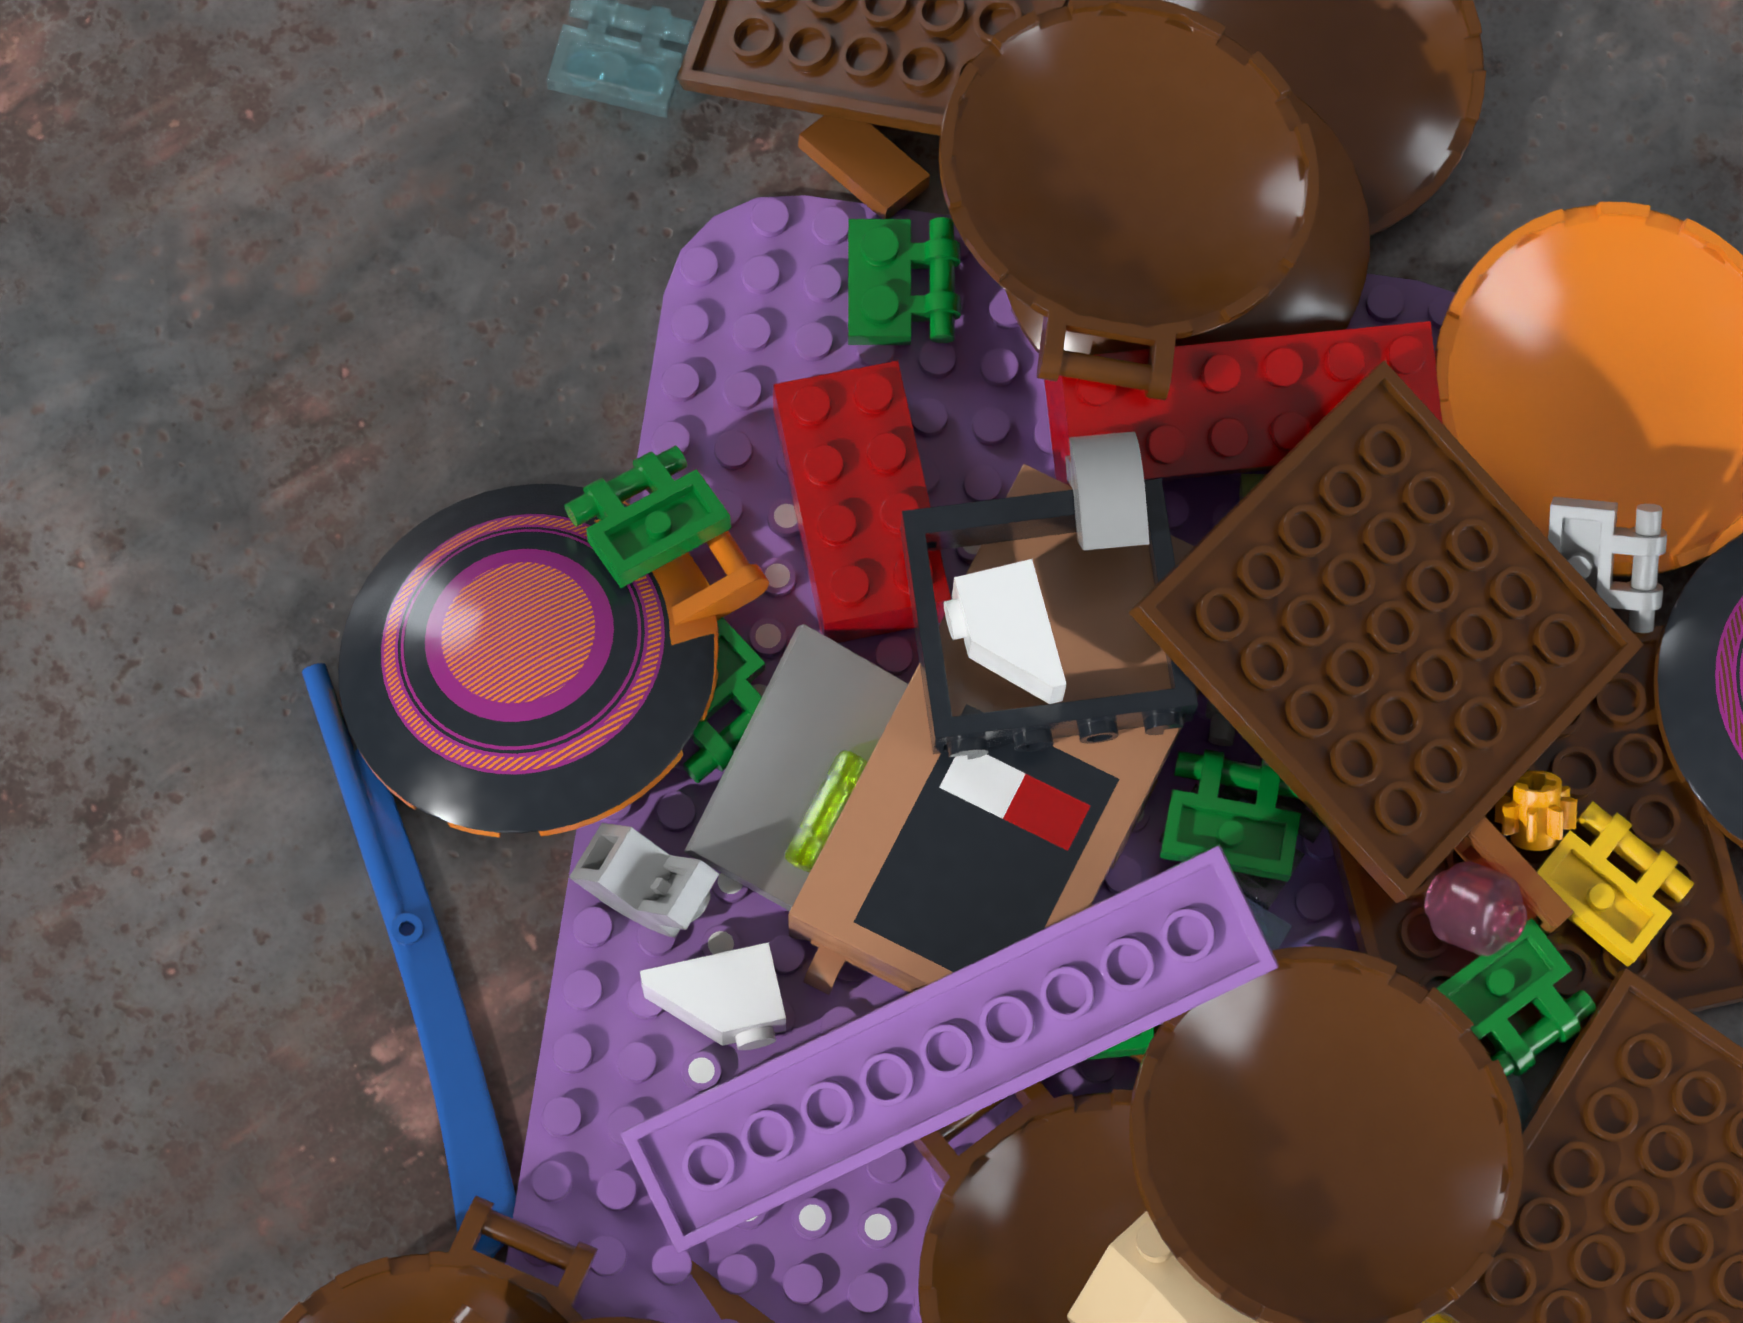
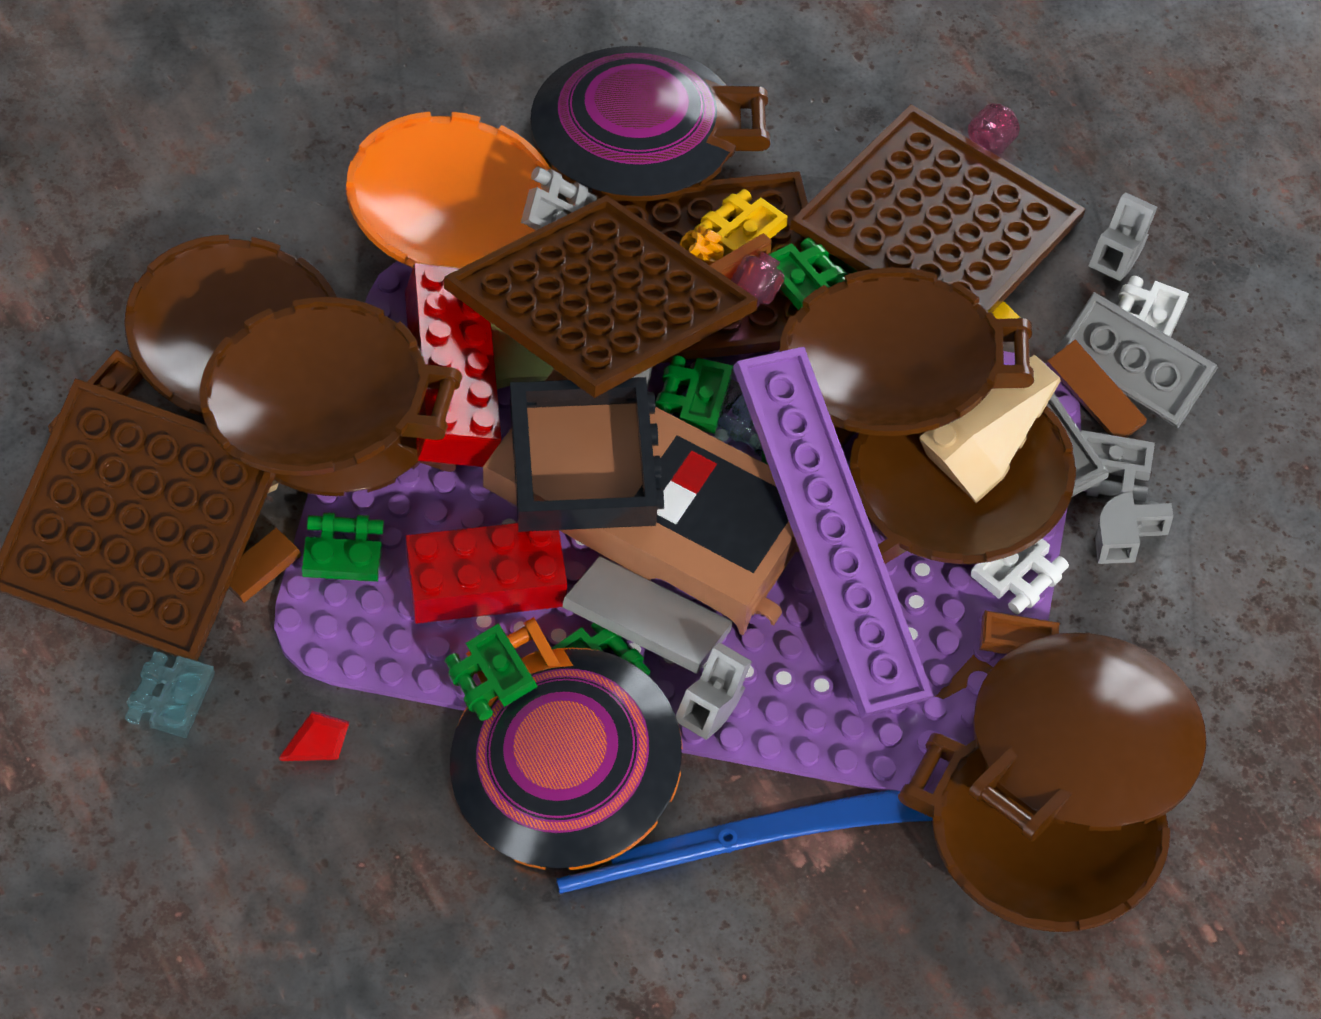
camera: 85 degrees left, 15 degrees down
(549, 278) = (316, 739): none -> red piece
(722, 995) = (783, 660): white slope -> none
(825, 810) = (677, 597): clear neon green axle -> none
(1008, 627) = (601, 454): white slope -> none
(1108, 490) = (520, 398): light grey brick -> none

